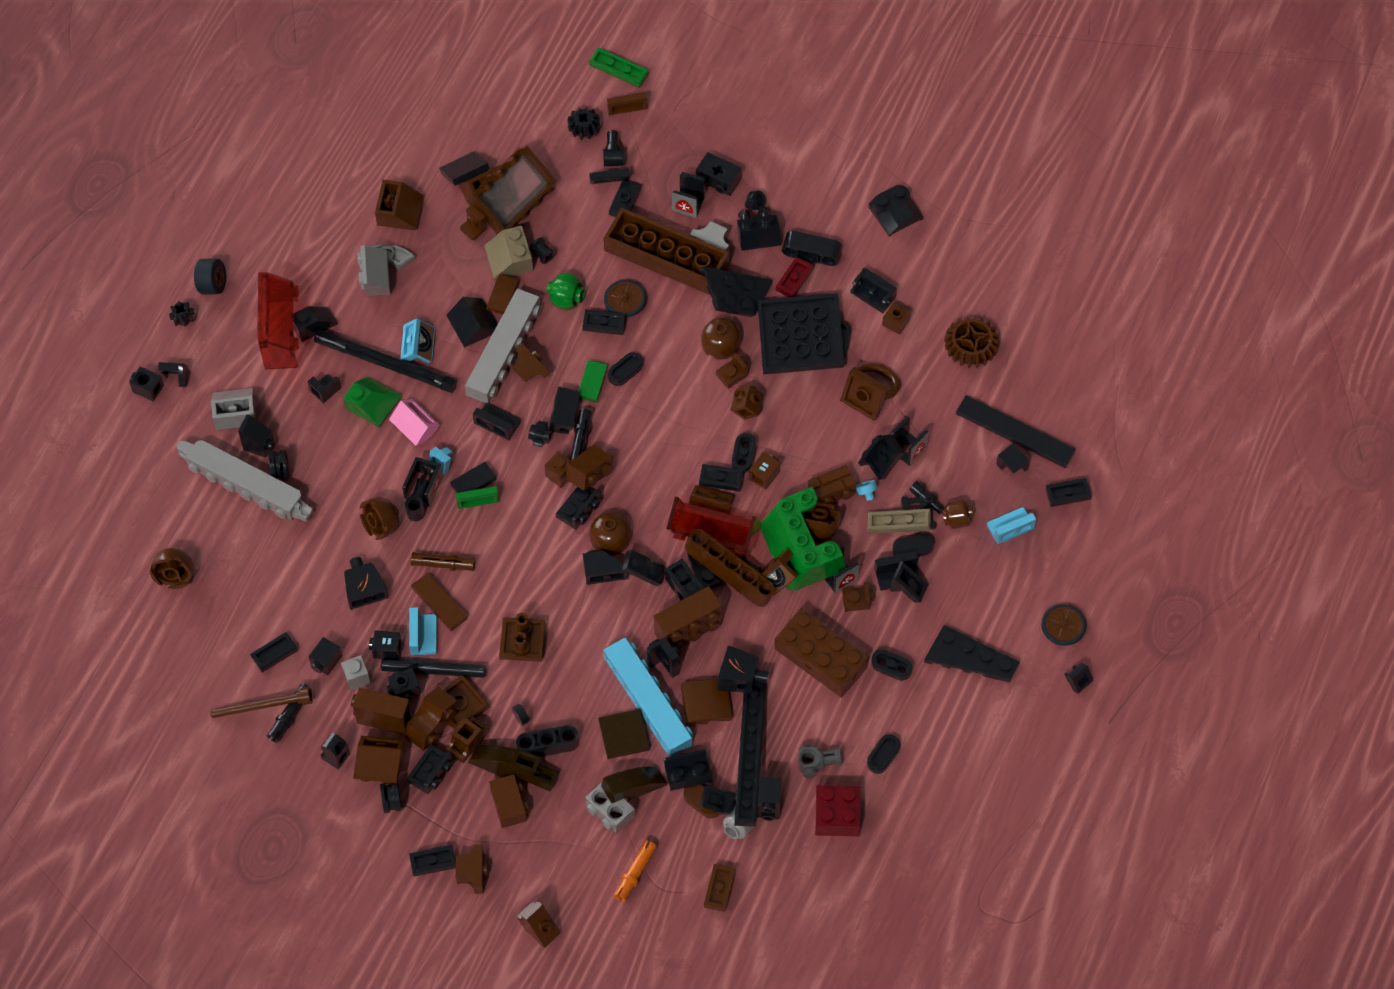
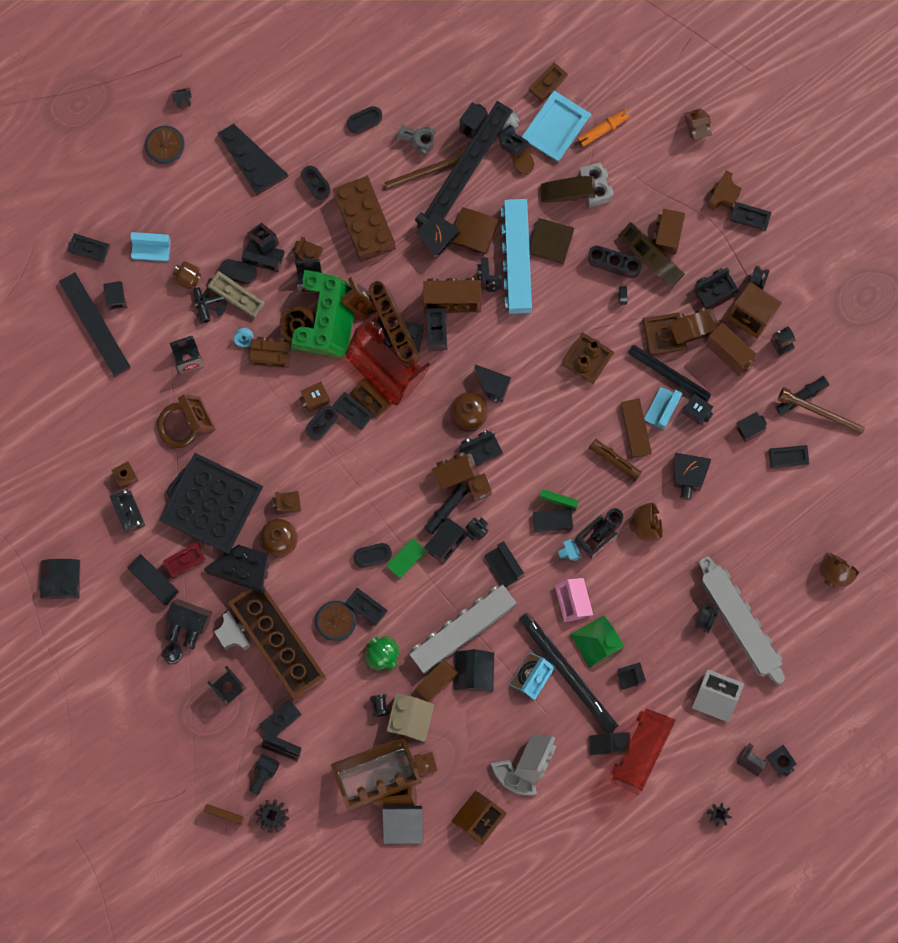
camera: 150 degrees left, 15 degrees up
(210, 276) = (678, 837): black wheel -> none
(256, 437) = (713, 651): black slope -> none
(355, 673) = (734, 398): light grey brick -> none
(404, 684) = (702, 365): black brick -> none
(466, 738) = (674, 297): reddish brown brick -> none
(528, 363) = (452, 595): reddish brown brick -> none
(619, 67) = (207, 862): green tile -> none
(643, 567) = (460, 362): black plate -> none
(684, 848) = (556, 126): none -> medium azure piece
(687, 770) = (520, 180): black bracket -> none
(719, 173) = (191, 707): black brick -> none
(747, 402) = (293, 463): reddish brown brick -> none
(784, 741) = (424, 171): none -> reddish brown piece
(837, 810) = (427, 90): dark red brick -> none
(882, 455) = (215, 351): black bracket -> none
(979, 334) = (80, 411): reddish brown gear -> none

